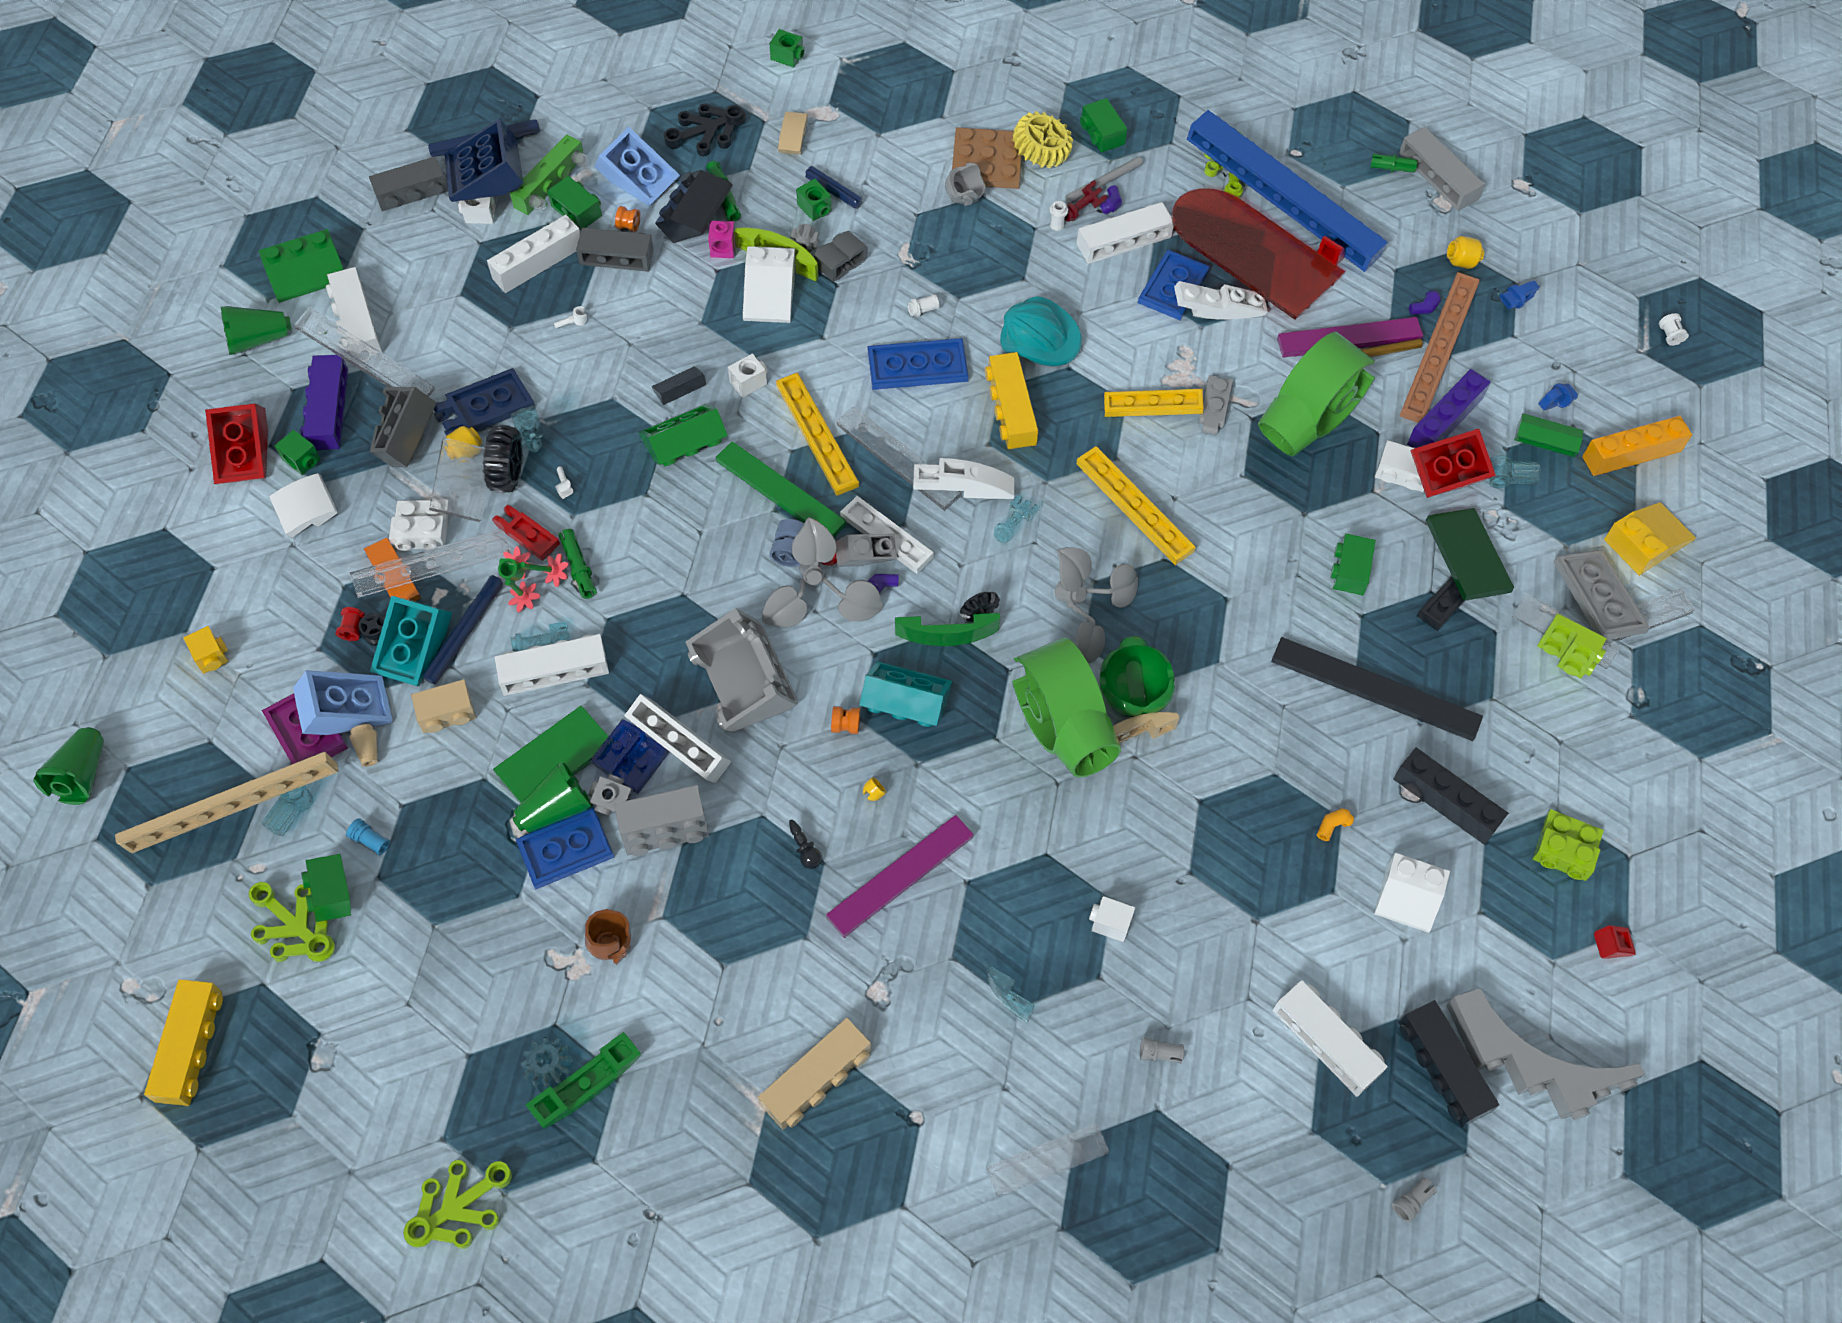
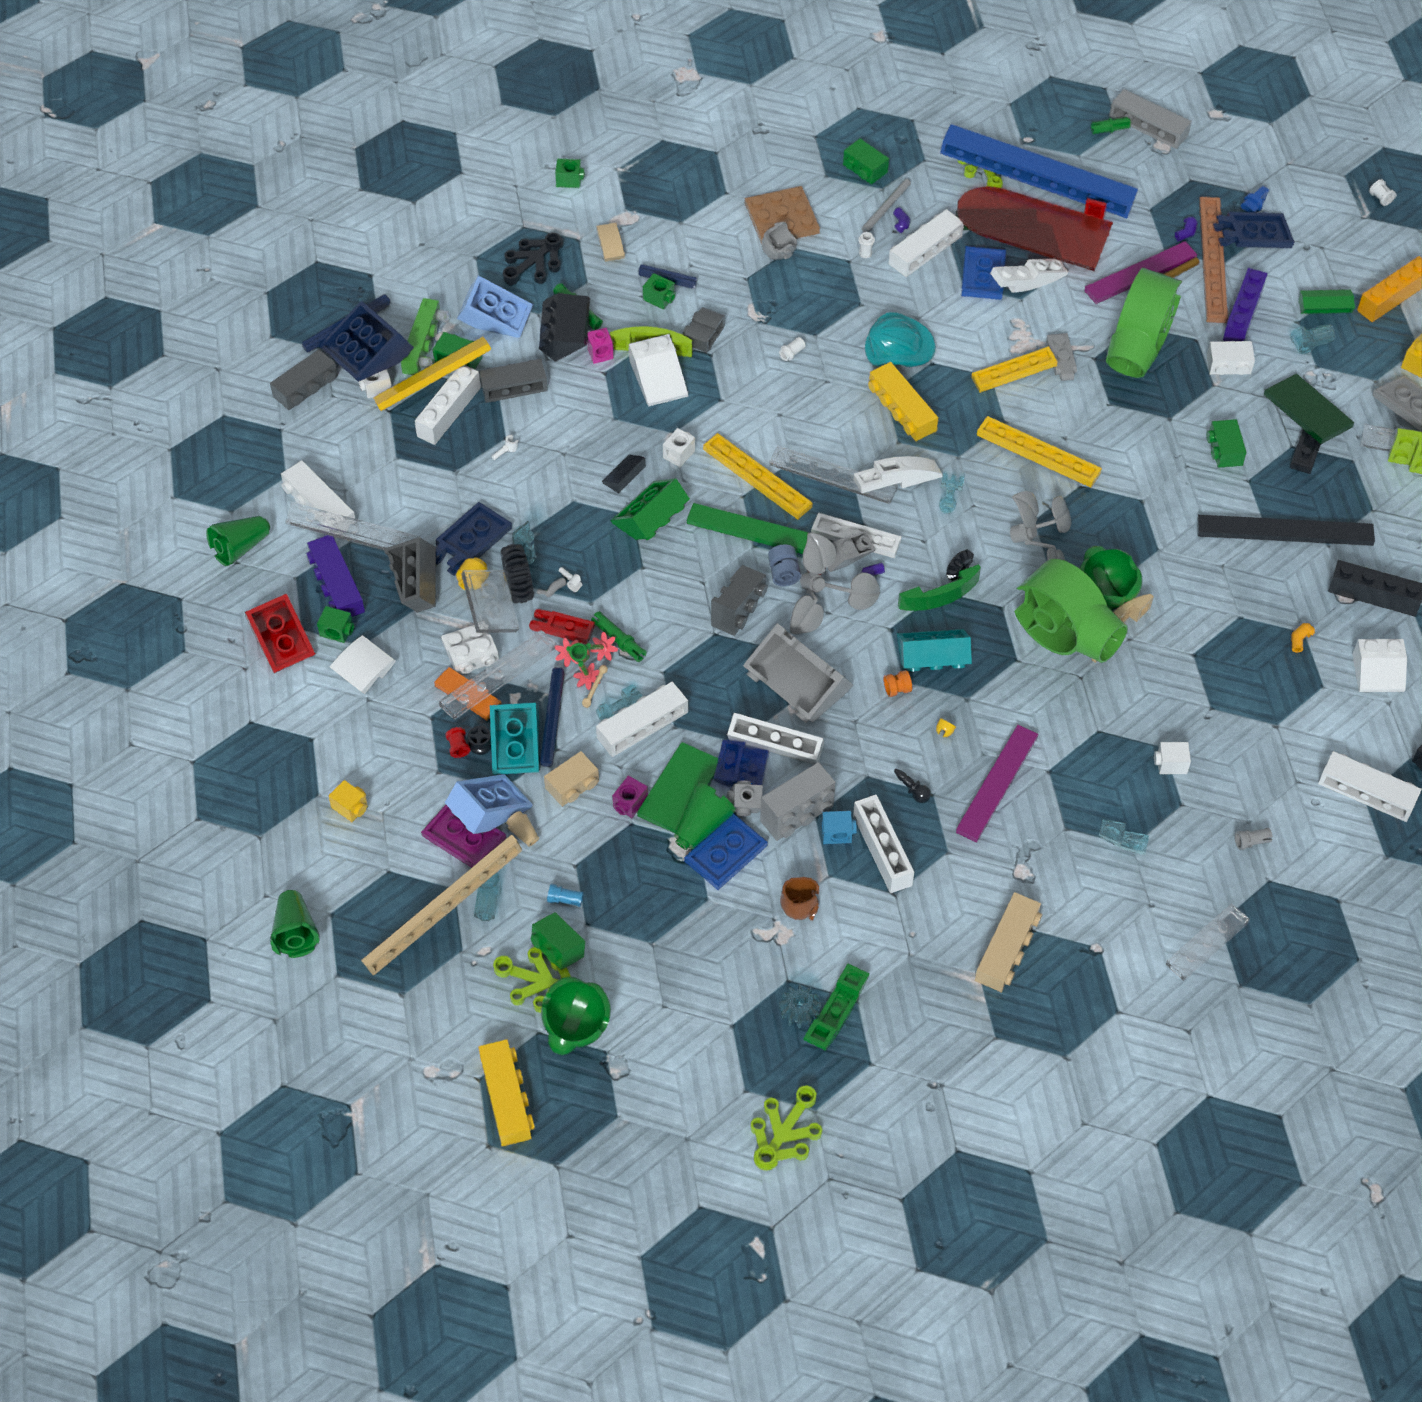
camera: 20 degrees left, 5 degrees down
(293, 981) = (574, 1014): none -> green piece
(301, 265) = (249, 474): green slope -> none
(491, 739) = (633, 789): none -> magenta brick
(509, 625) = (587, 701): none -> tan hinge
(532, 216) = (432, 373): none -> yellow tile
(540, 486) = (553, 587): none -> light grey piece
(627, 219) = (510, 352): orange wheel -> none
(695, 865) = (838, 827): none -> dark azure brick
(720, 565) = (738, 600): none -> dark grey wedge
(732, 904) = (883, 844): none -> white brick
(805, 236) = (668, 321): light grey gear -> none
(917, 363) = (810, 396): blue tile -> none
(1042, 139) = (823, 187): light yellow gear -> none
(1090, 197) = (883, 223): dark red hinge -> none
(1453, 463) = (1269, 342): red slope -> none
(1465, 252) = (1199, 179): yellow head -> none
(1502, 328) = (1254, 230): none -> dark blue tile
(1559, 396) = (1320, 269): blue piece -> none

